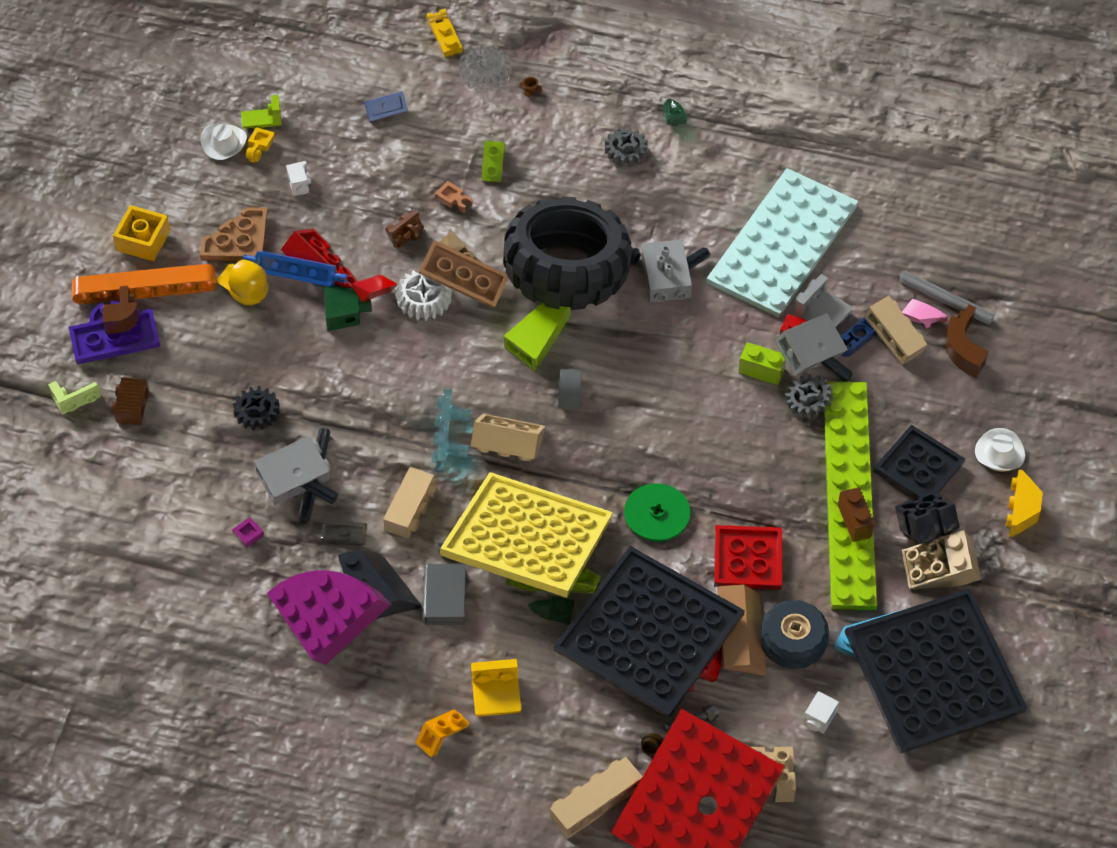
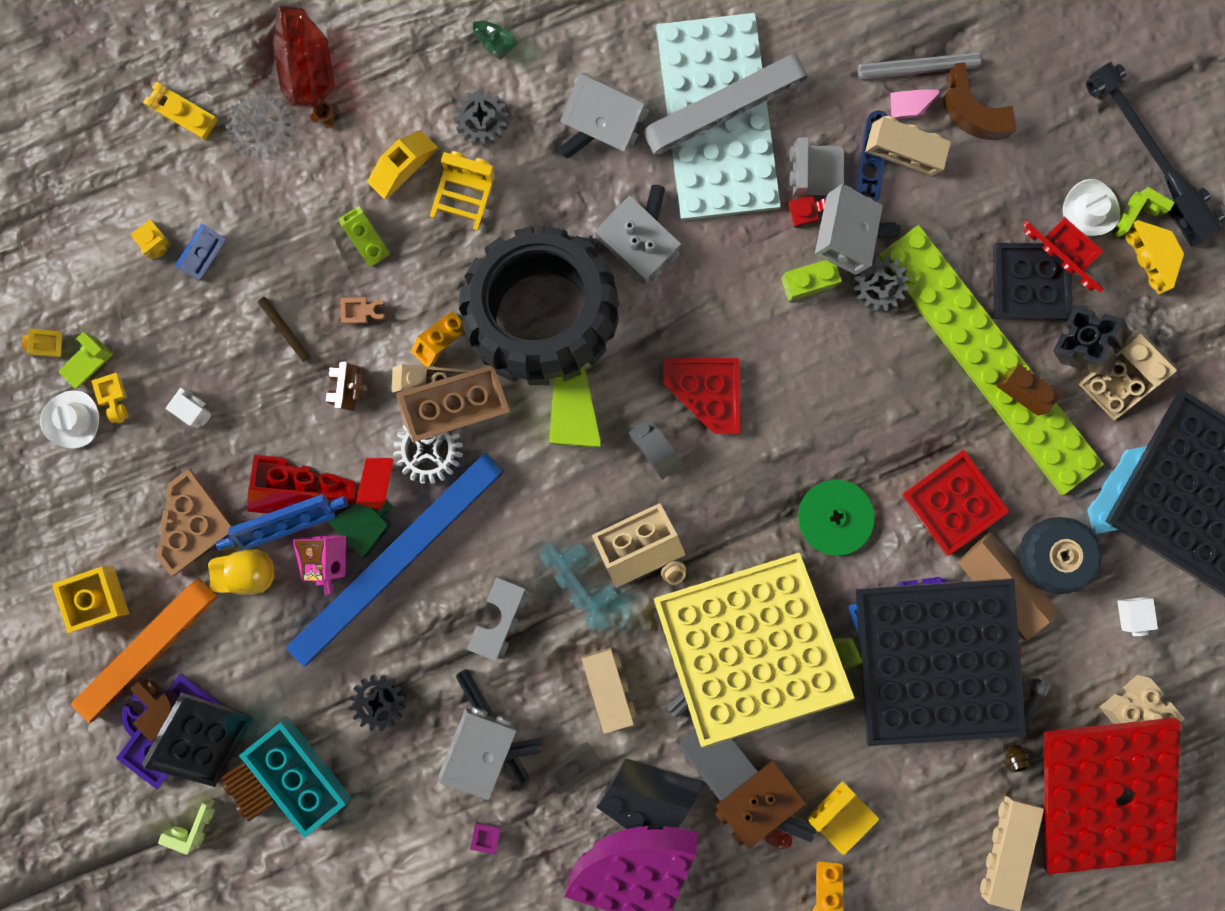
camera: 45 degrees left, 30 degrees up
(129, 345) = (197, 740): none -> black plate
(166, 410) = (295, 777): none -> teal brick
(246, 91) = (42, 343): none -> yellow bracket
(300, 304) = (321, 560): none -> torso
(344, 339) = (394, 560): none -> blue beam
(362, 83) = (151, 240): none -> yellow bracket
(363, 424) = (491, 640): none -> light grey arch
(396, 178) = (284, 329): none -> dark brown bar
(437, 670) = (779, 839): none -> clear red arm
(447, 640) = (762, 806): none -> reddish brown piece
(482, 237) = (437, 338): none -> light orange bracket
(517, 467) = (674, 572): none -> tan plate
(544, 48) = (301, 58): none -> clear red wedge
(553, 135) = (400, 163): none -> yellow slope
(588, 167) = (470, 174): none -> yellow plate
(636, 381) = (707, 389): none -> red plate
(704, 186) = (602, 114): none -> light grey piece
(790, 230) = (725, 104): none -> light grey beam
(959, 454) = (1071, 246): none -> red bracket
(1041, 466) = (1153, 204): none -> lime bracket
(1073, 488) = (1190, 208): none -> black bar

